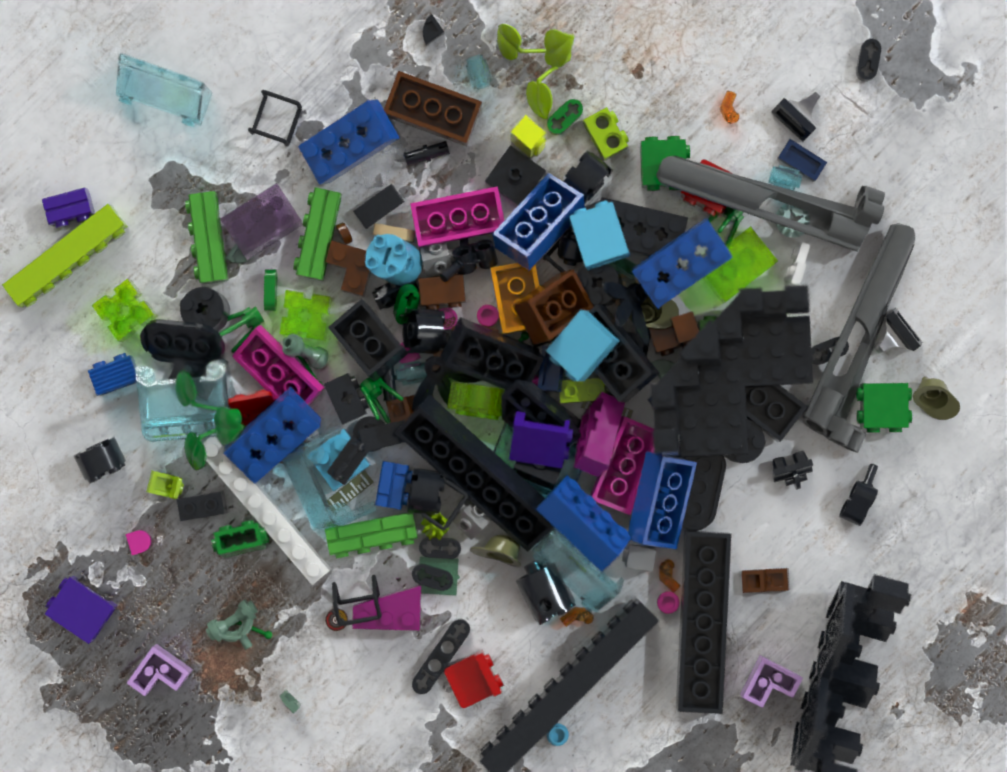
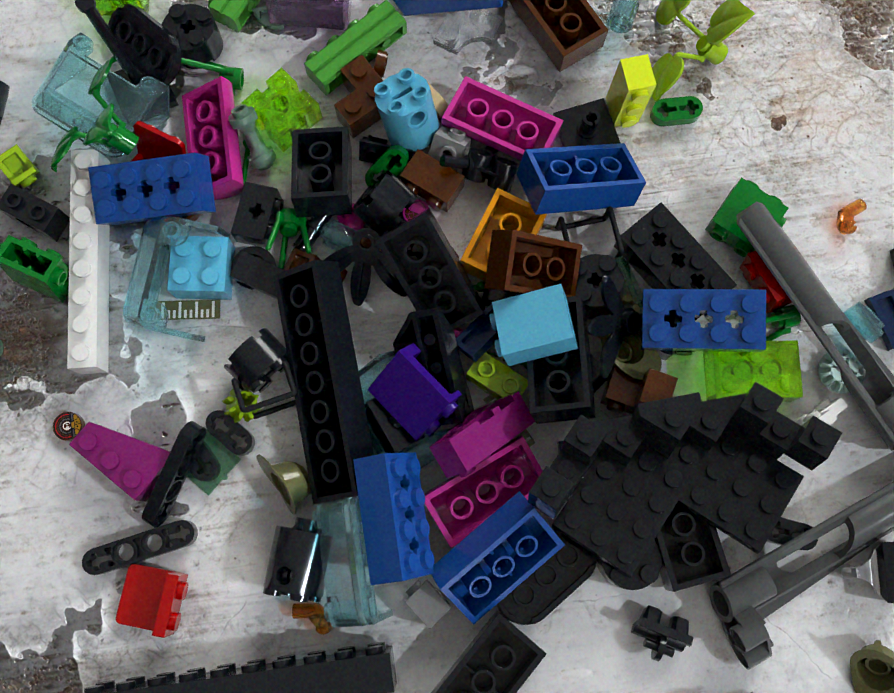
camera: 35 degrees right, 10 degrees down
(113, 375) = (52, 30): blue brick -> none
(270, 290) = (268, 64): green beam -> none
(336, 599) = (112, 425): black piece -> none
(348, 460) = (203, 268): black hinge -> none
(371, 533) = (172, 364): bright green brick -> none
(378, 206) = (435, 62): black slope -> none
(393, 485) = (231, 331): blue brick -> none
(426, 153) = (516, 50): black pin -> none
(429, 597) = (174, 474): none -> black beam
(471, 520) = (282, 426): light grey brick -> none
(475, 400) = (380, 304): clear neon green brick -> none
(488, 315) = (459, 238): dark pink tile -> none
(569, 249) = (593, 234): black head -> none
(588, 175) = (664, 174): black brick -> none
(599, 235) = (634, 231): medium azure brick -> none
(600, 136) = (701, 151): lime brick -> none
(666, 573) = (441, 644): clear orange arm -> none
(668, 602) = (421, 676): dark pink tile -> none
(884, 406) = (814, 640): green brick -> none

